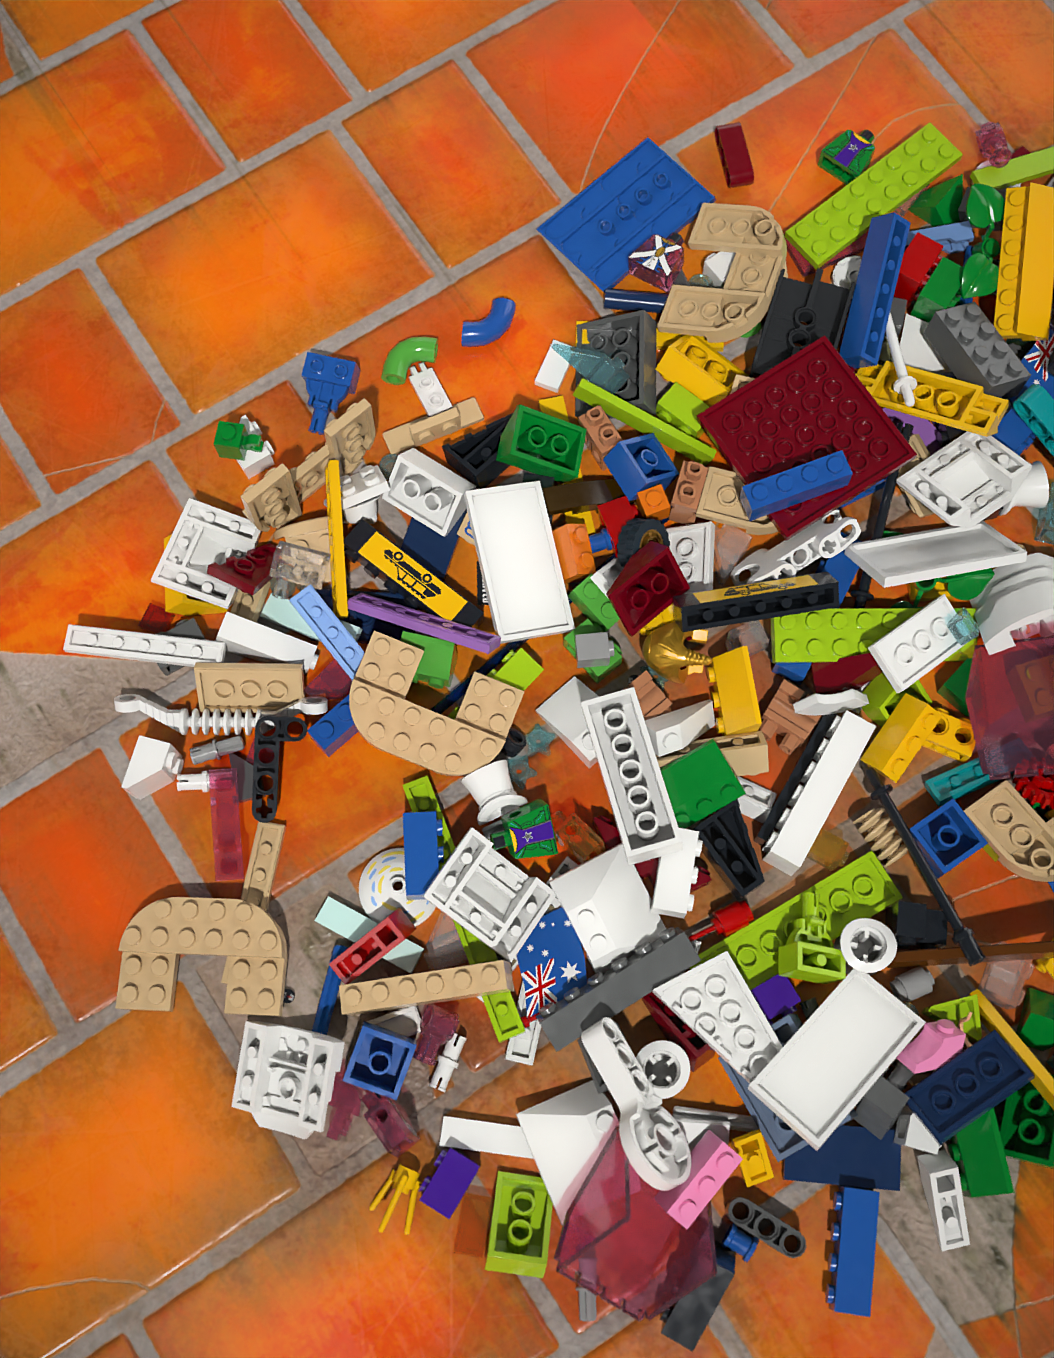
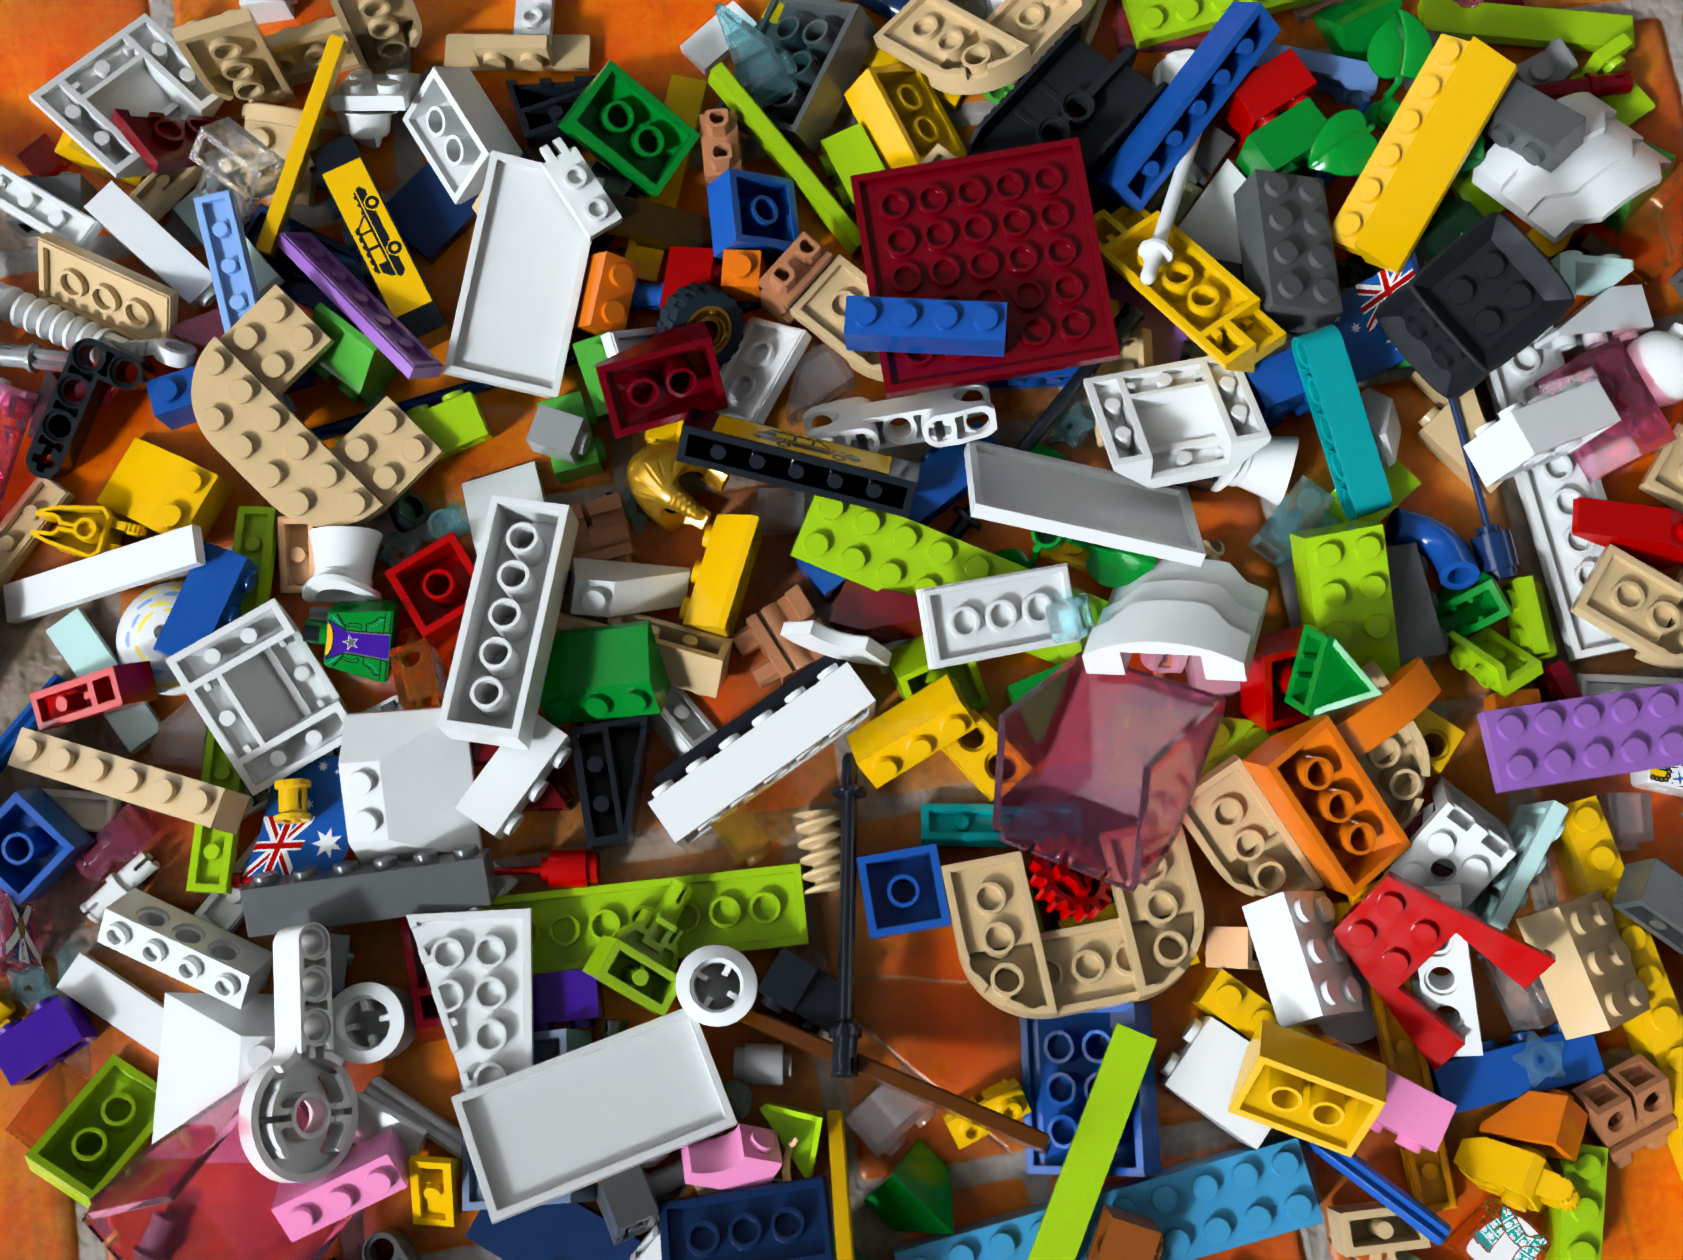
camera: 25 degrees right, 5 degrees up
(314, 844) = (85, 529): none -> yellow hinge
(342, 865) = (104, 574): none -> white tile
(347, 798) = (164, 490): none -> yellow slope
(417, 1148) = (31, 976): none -> clear light blue plate
(455, 800) = (295, 554): none -> light nougat slope
(515, 1079) = (186, 947): none -> white brick
(529, 492) = (579, 189): none -> white hinge
(538, 954) = (292, 801): none -> yellow bush
(563, 778) = (435, 586): none -> red brick
(901, 517) = (1080, 428): none -> clear light blue plate

